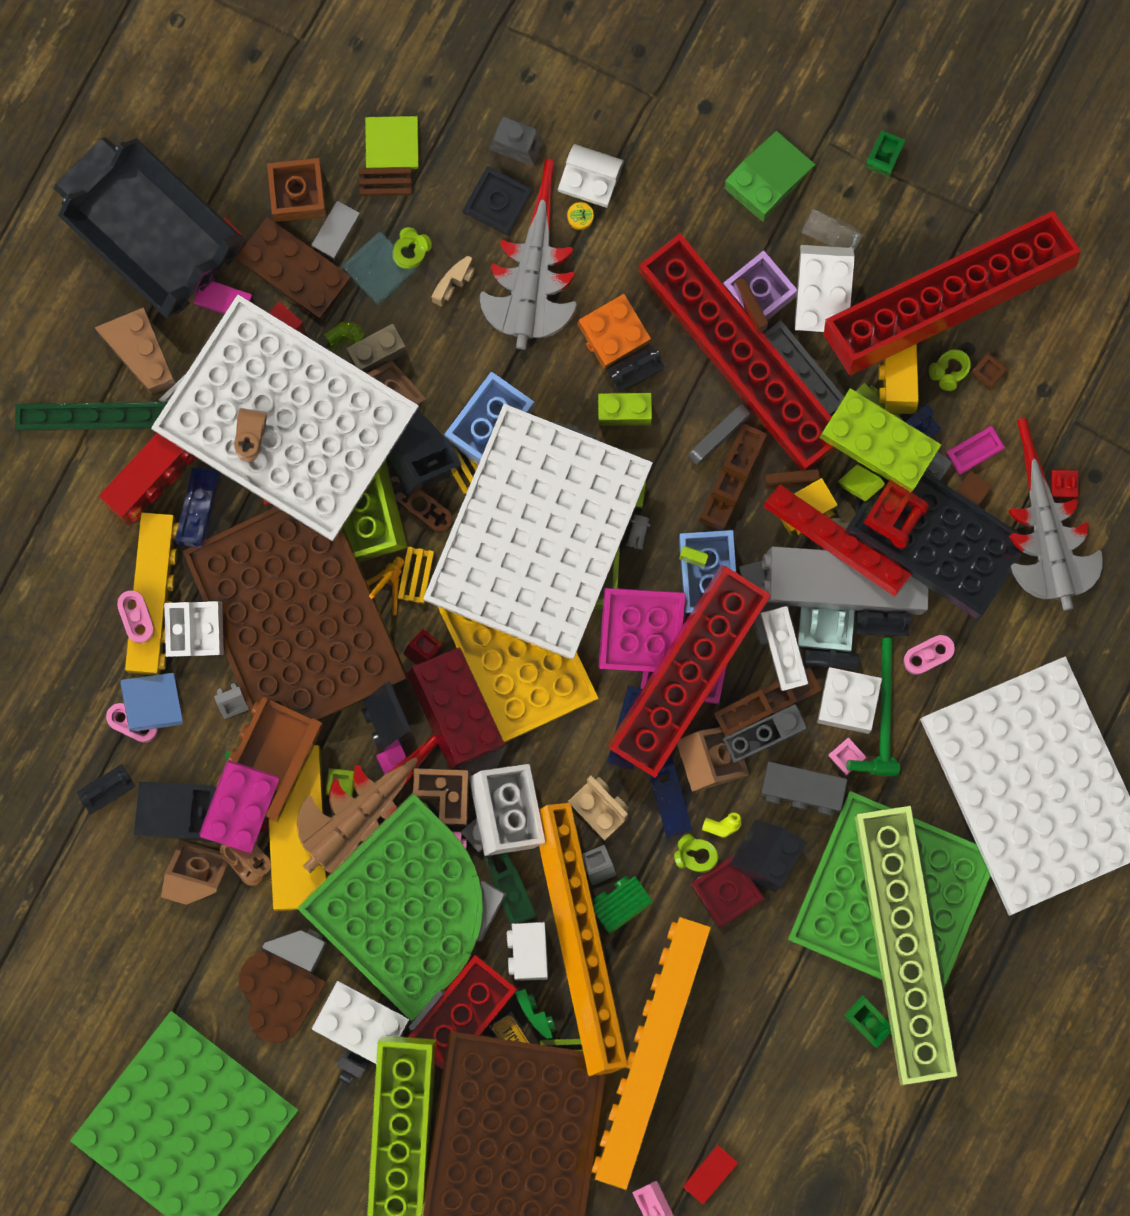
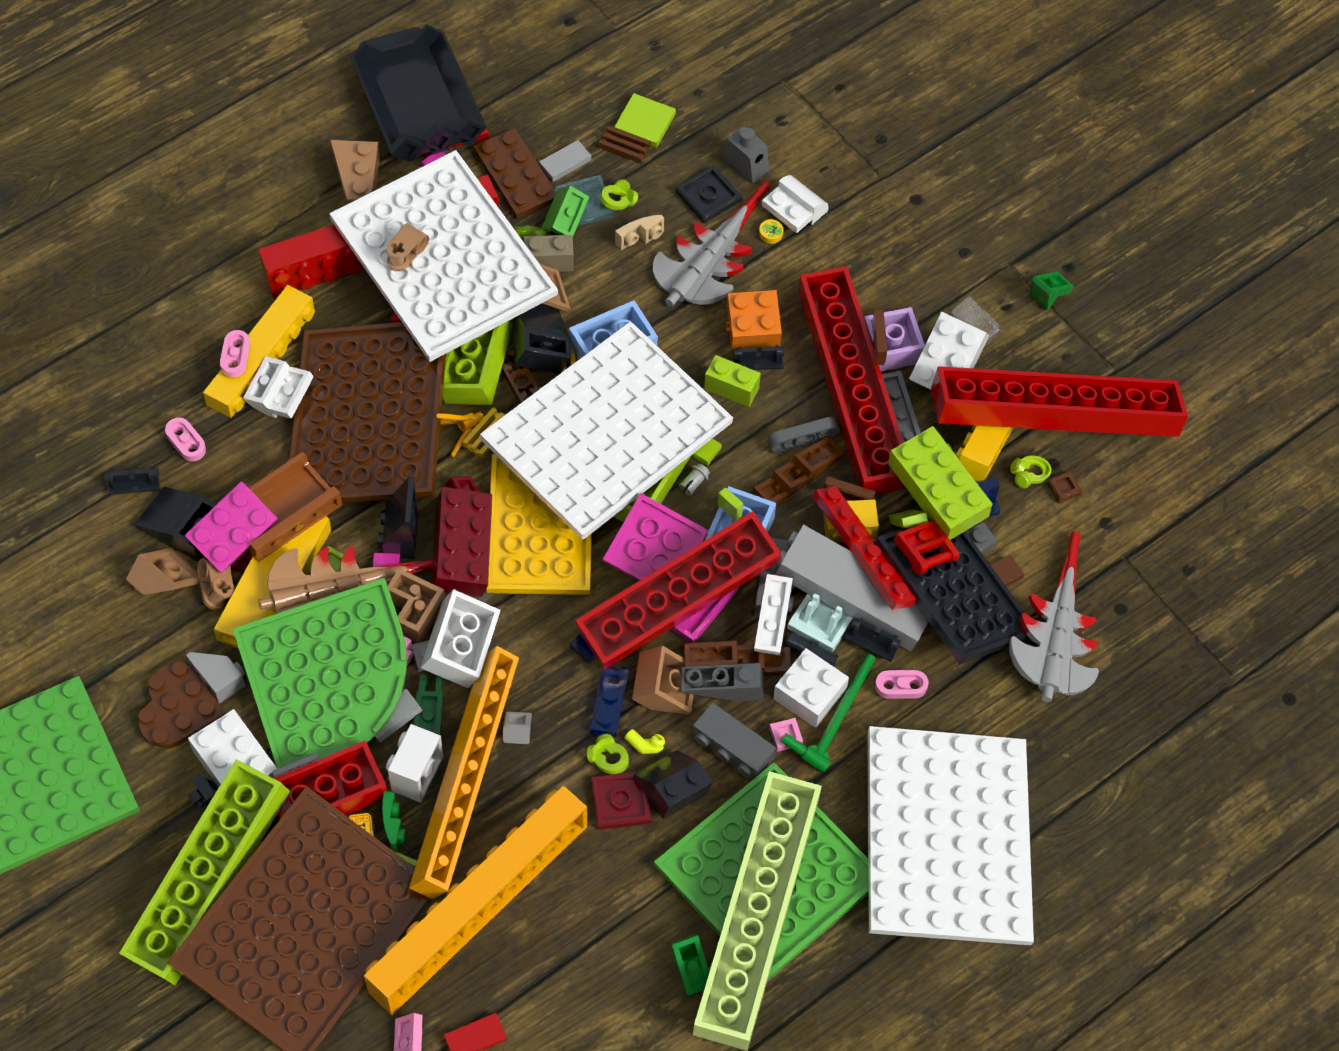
camera: 20 degrees right, 20 degrees down
(87, 416) = (279, 202): dark green tile -> none
(151, 702) = (210, 428): medium blue tile -> none
(197, 507) = (335, 303): clear blue plate -> none
(231, 702) = (274, 457): light grey tile -> none
(296, 190) = (549, 116): dark orange brick -> none
(368, 296) = (565, 211): none -> bright green panel
(599, 808) = (544, 677): tan bracket -> none
(621, 904) = (519, 765): green brick -> none
(768, 175) = (942, 265): bright green slope -> none
(975, 450) = (1022, 542): dark pink tile -> none
(1064, 484) = (1090, 602): red tile -> none

